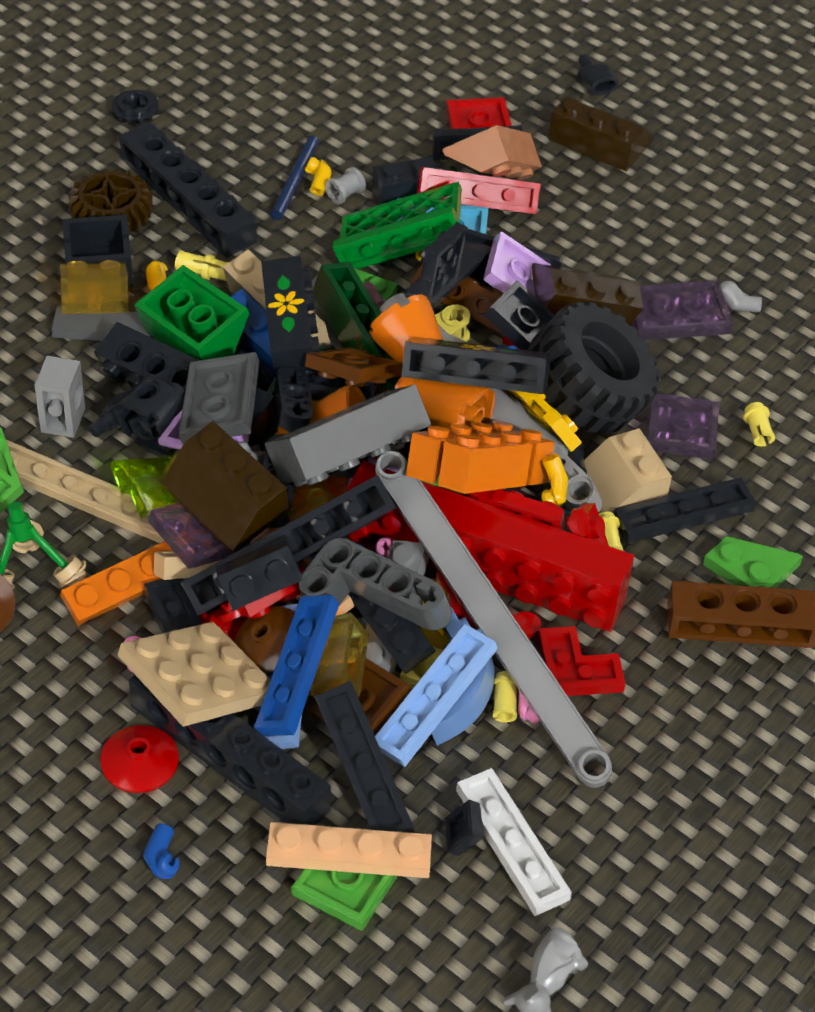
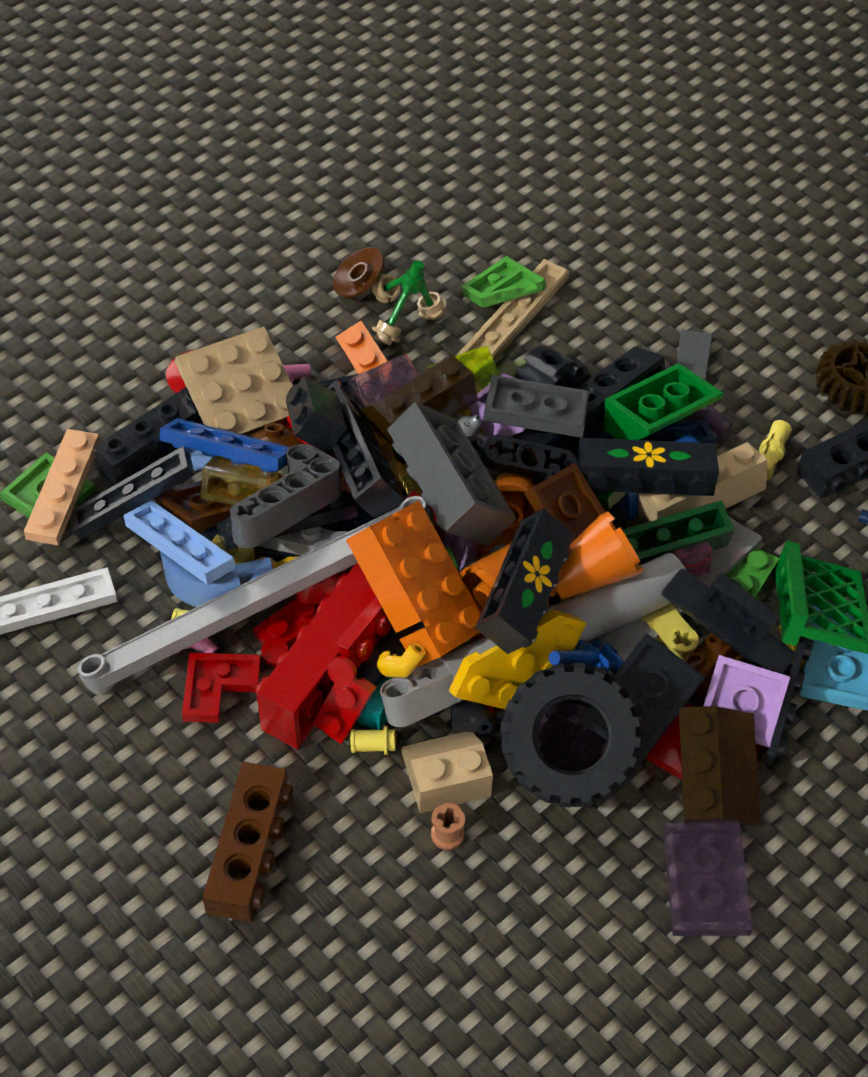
camera: 100 degrees right, 5 degrees up
(60, 396) = (577, 320): light grey brick -> none
(94, 287) = (722, 350): clear yellow brick -> none
(98, 240) = (783, 365): black piece -> none
(155, 274) = (749, 410): yellow arm -> none
(157, 855) = (101, 375): blue arm -> none
(464, 827) = (63, 566): black tile -> none
(683, 426) = (519, 843): clear purple plate -> none
(684, 510) = (397, 820): black plate -> none
(692, 466) = (445, 837): none -> nougat bush
(737, 300) = (728, 952): light grey arm -> none
(751, 563) = (316, 873): bright green wing -> none
(757, 417) = (517, 926): light yellow pin -> none

